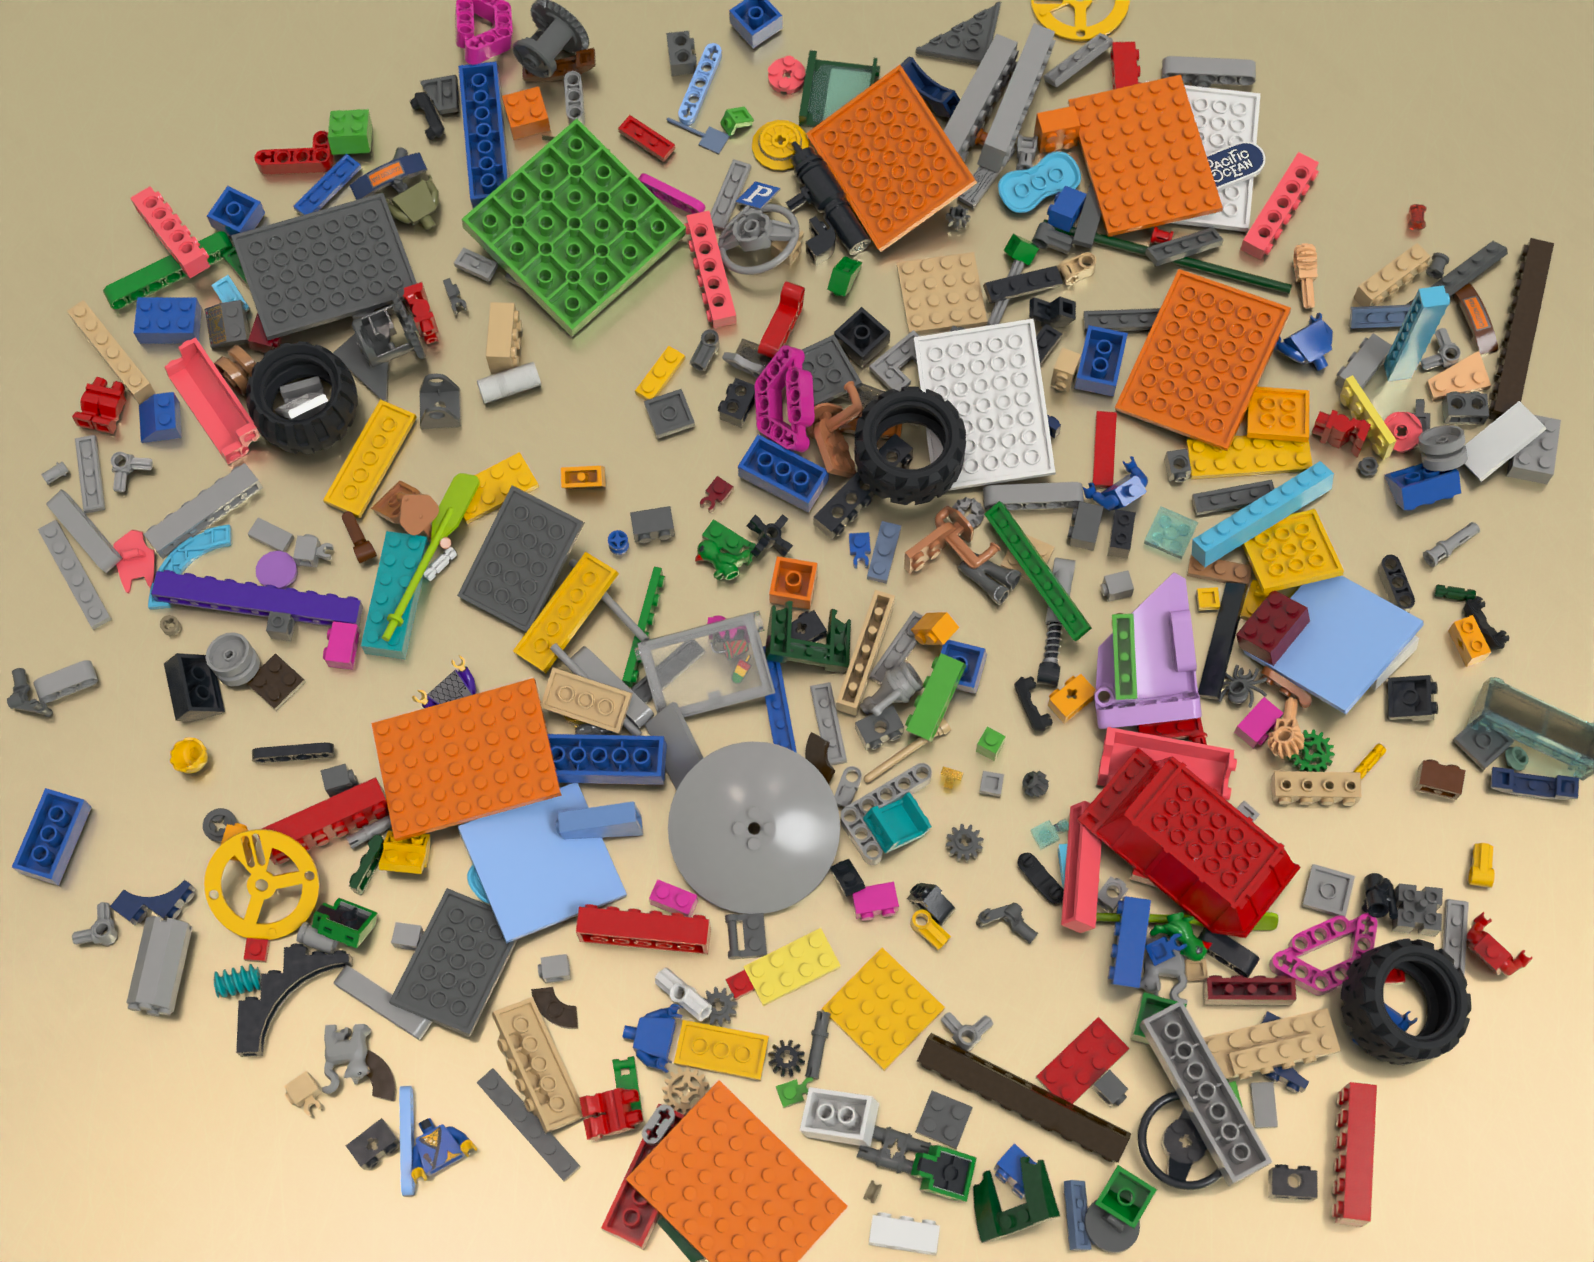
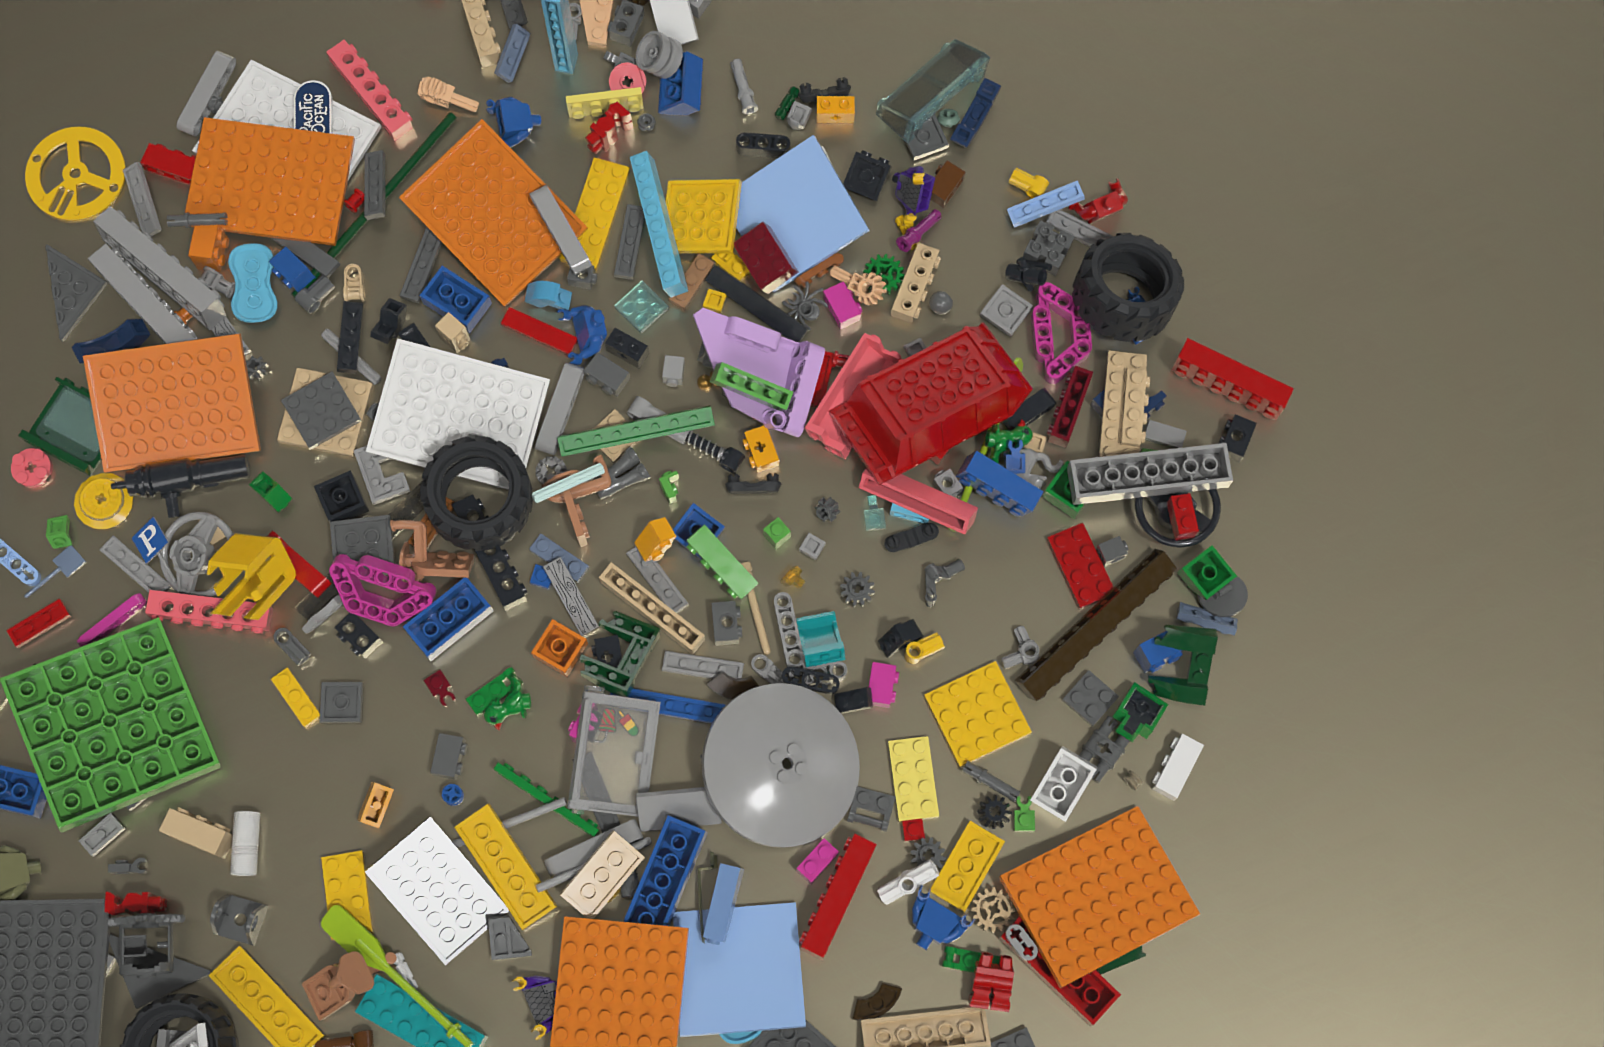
camera: 75 degrees left, 5 degrees up
(499, 639) = (506, 939): none -> dark grey wing
(554, 968) = (842, 991): light grey brick -> none
(640, 802) = (713, 864): none -> olive piece
(754, 301) = (262, 578): none -> yellow piece
(764, 540) = (501, 647): black pin -> none
(822, 244) = (228, 498): black brick -> none
(849, 575) = (571, 596): none -> light grey tile
(858, 840) = (826, 677): none -> black beam
(896, 687) = (696, 593): light grey piece -> none
(939, 287) = (321, 410): none -> dark grey plate
(956, 525) = (568, 483): none -> light aqua axle
(994, 625) = (669, 489): none -> bright green bracket
(1021, 249) = (313, 325): green panel -> none
(1070, 99) = (197, 219): none -> dark grey pin
(1144, 442) = (547, 293): none -> dark azure brick
(1173, 1144) = (1182, 516): none -> red brick
(1211, 423) = (560, 229): none -> light grey beam
(1279, 414) = (571, 172): light orange plate -> none
(1305, 820) = (940, 303): none -> dark grey piece
(1365, 362) = (550, 84): light grey brick -> none
(1367, 766) = (914, 234): none -> magenta pin
(1413, 750) = (914, 191): none -> torso
(1445, 608) = (798, 116): none -> light grey plate
(1465, 890) = (1046, 204): none -> light blue plate

